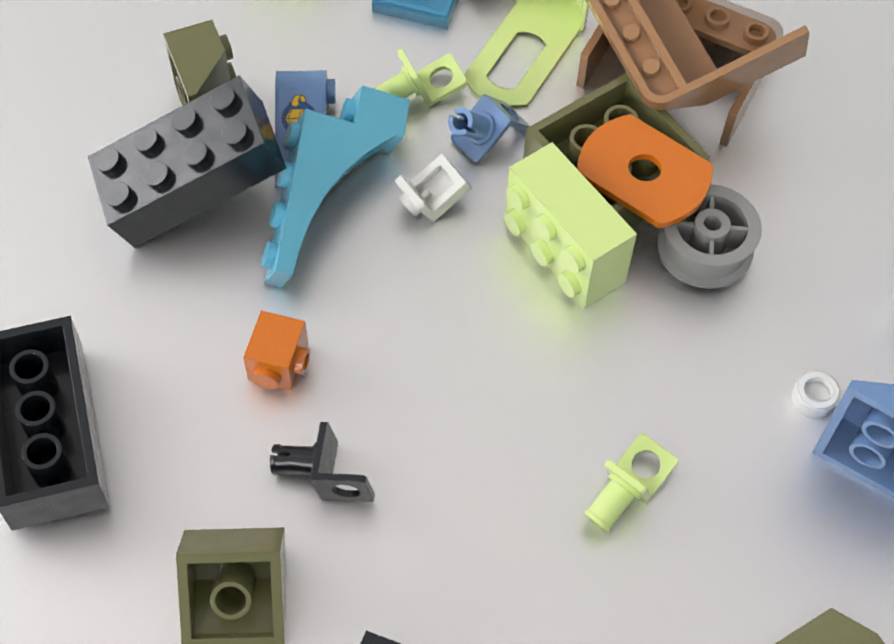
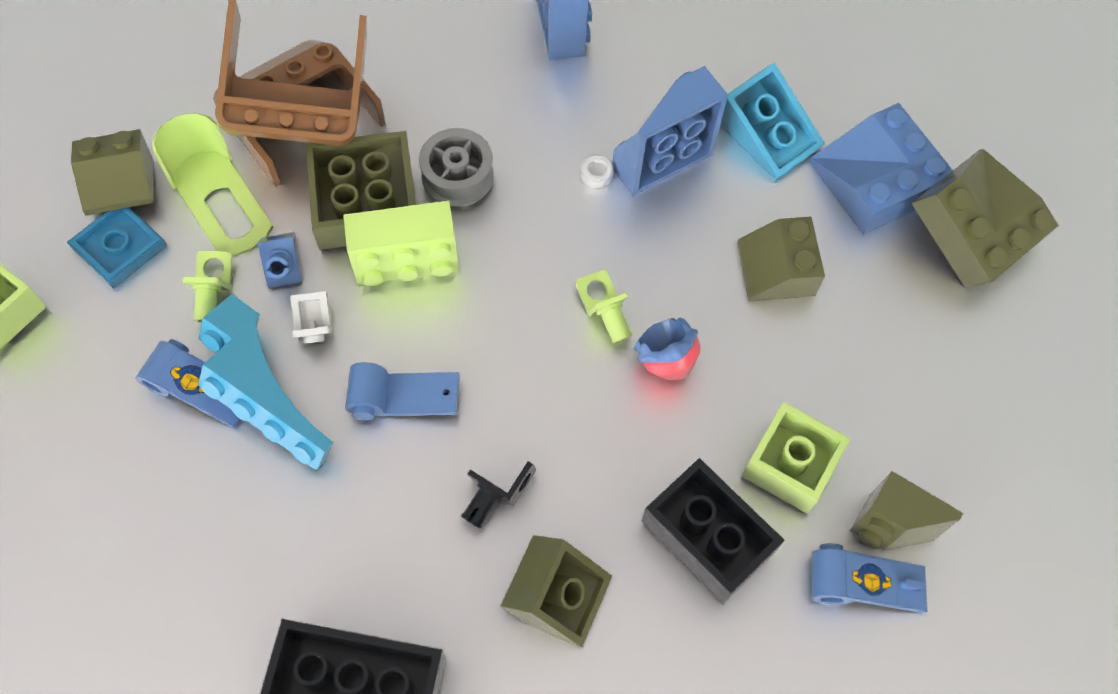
camera: 65 degrees left, 5 degrees up
(186, 162) = (187, 477): brick -> none
(198, 59) = (104, 435): olive slope -> none
(277, 351) = (386, 483): orange brick -> none
(389, 312) = (377, 393): none -> medium blue door
(606, 579) = (669, 349): none -> medium blue hair
(663, 201) = (414, 152): orange piece -> none

